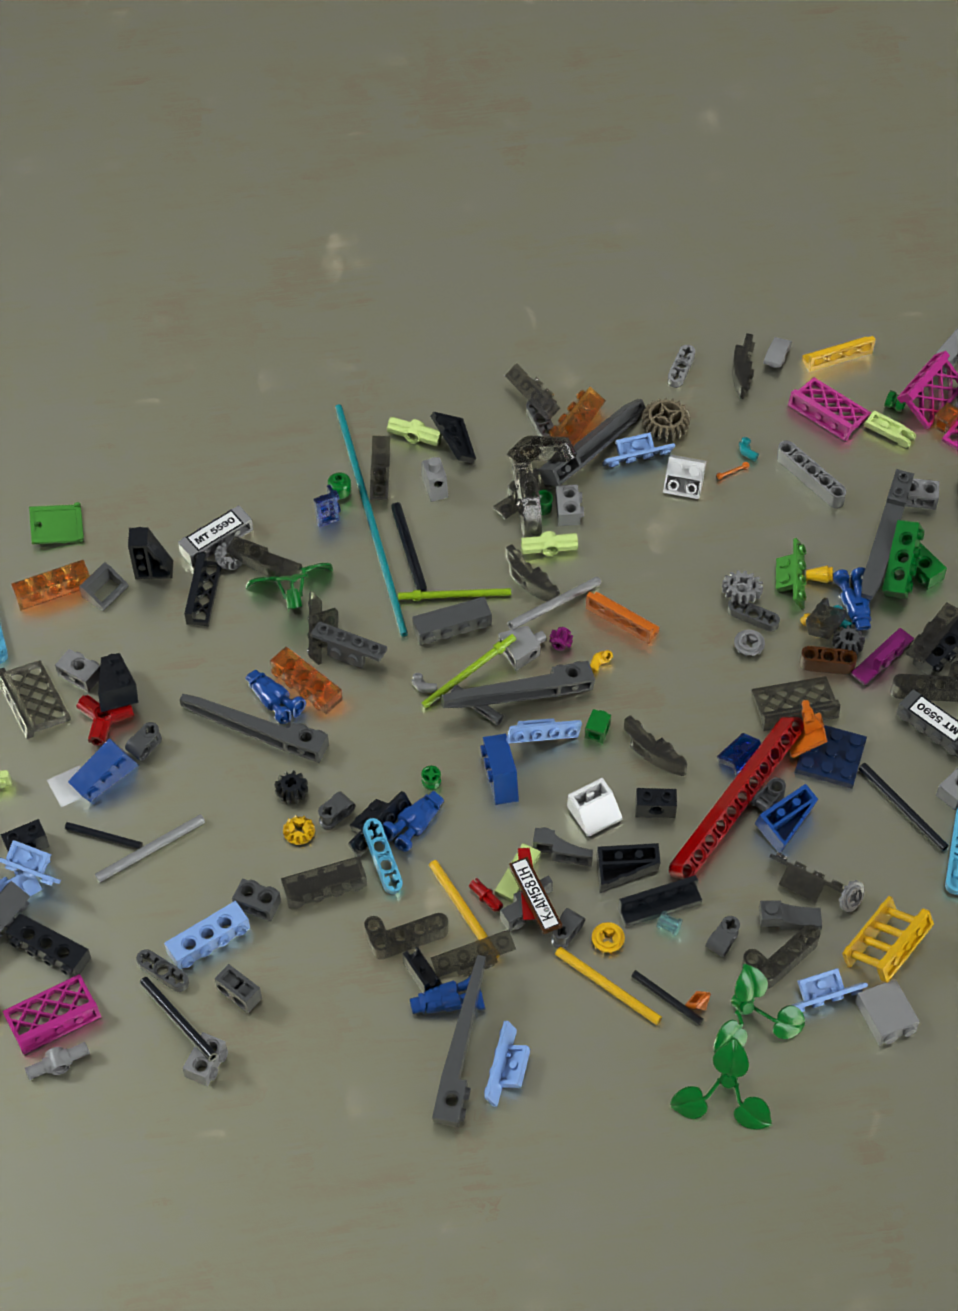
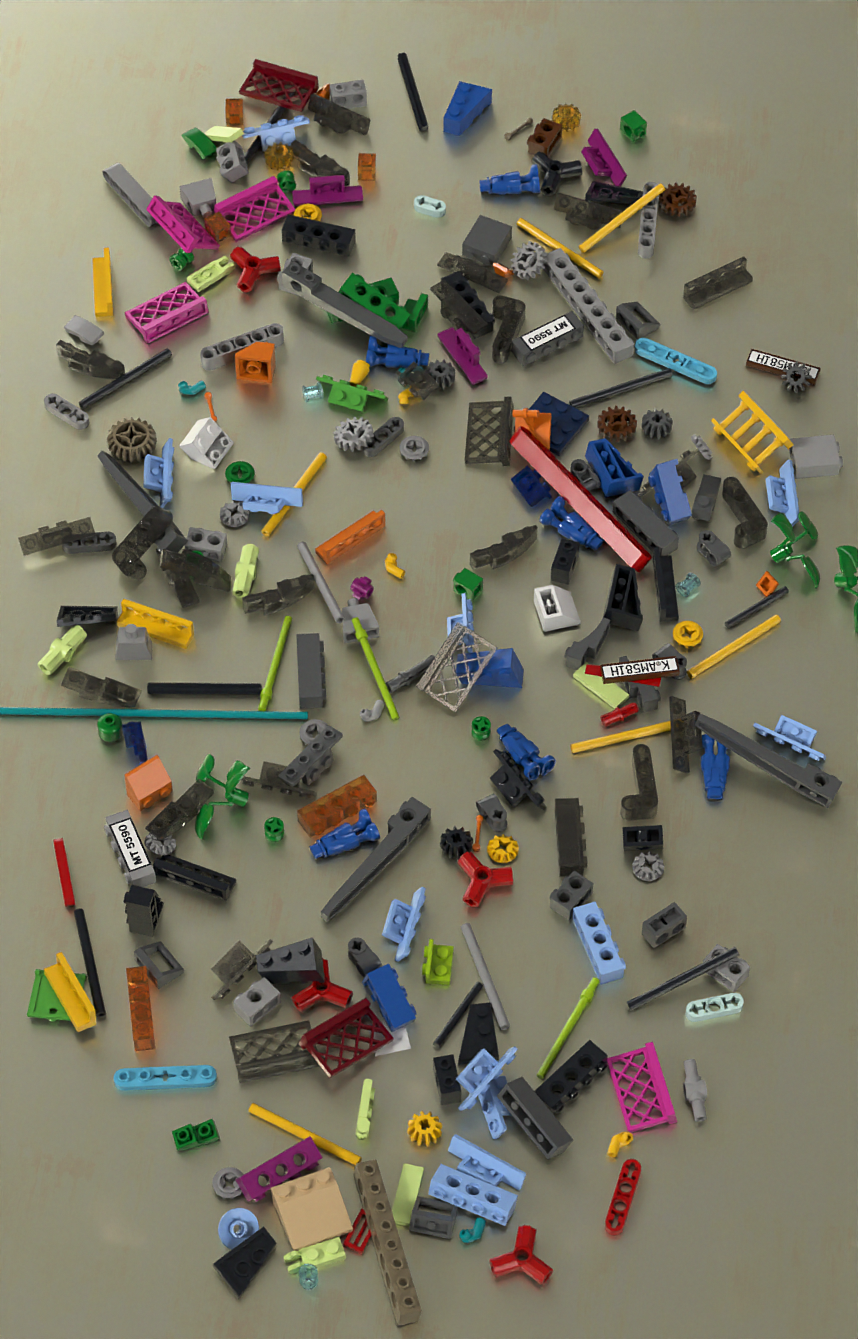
camera: 75 degrees left, 0 degrees up
(54, 530) = (71, 994): none -> yellow fence
(60, 733) = (334, 1026): none -> dark red fence
(83, 859) = (478, 1033): none -> black wing
(96, 538) = (89, 963): none -> black piece
(113, 642) = (234, 964): none -> clear smoke bracket
(146, 940) = (586, 997): none -> lime bar
(154, 804) = (438, 963): none -> lime bracket
(160, 1051) = (727, 998): none -> light aqua beam
(162, 501) = (64, 872): none -> red beam
(167, 978) = (623, 980): dark grey beam -> none
(190, 761) = (401, 922): none -> light blue bracket
(259, 827) = (478, 887): none -> red piece
(264, 635) = (270, 826): none -> green wheel
(284, 527) = (148, 783): none -> orange slope
(295, 807) = (476, 847): none -> orange hinge
(311, 971) = (644, 872): none -> light grey gear
(336, 946) = (643, 837): none -> black brick
(385, 855) = (535, 782): medium azure beam -> none
(392, 641) = (308, 729): none -> light grey gear
(420, 970) = (682, 782): black hinge -> none
(464, 492) = (157, 628): none -> yellow fence
(488, 718) = (444, 655): none -> clear smoke fence
(561, 681) = (410, 600): dark grey piece -> none
(577, 417) = (104, 509): clear orange brick -> none
(621, 523) = (236, 520): none -> light grey gear
(633, 535) = (266, 497): none -> light blue bracket
(655, 560) = (302, 483): none -> yellow piece
(664, 505) = (246, 469): none -> green gear
(702, 801) = (572, 526): none -> blue piece
(731, 866) = (645, 523): none -> dark grey brick
(741, 400) = (127, 377): none -> black piece
(772, 874) = (669, 492): none -> wedge
(781, 543) = (312, 392): none -> clear light blue bush
(792, 487) = (256, 362): none -> orange slope
(820, 657) = (455, 395): reddish brown beam -> none
(851, 811) = (617, 424): none -> reddish brown gear
(867, 848) = (656, 423): none -> dark grey gear
(911, 458) = (252, 267): none -> red piece
(918, 603) = (416, 310): none -> green panel

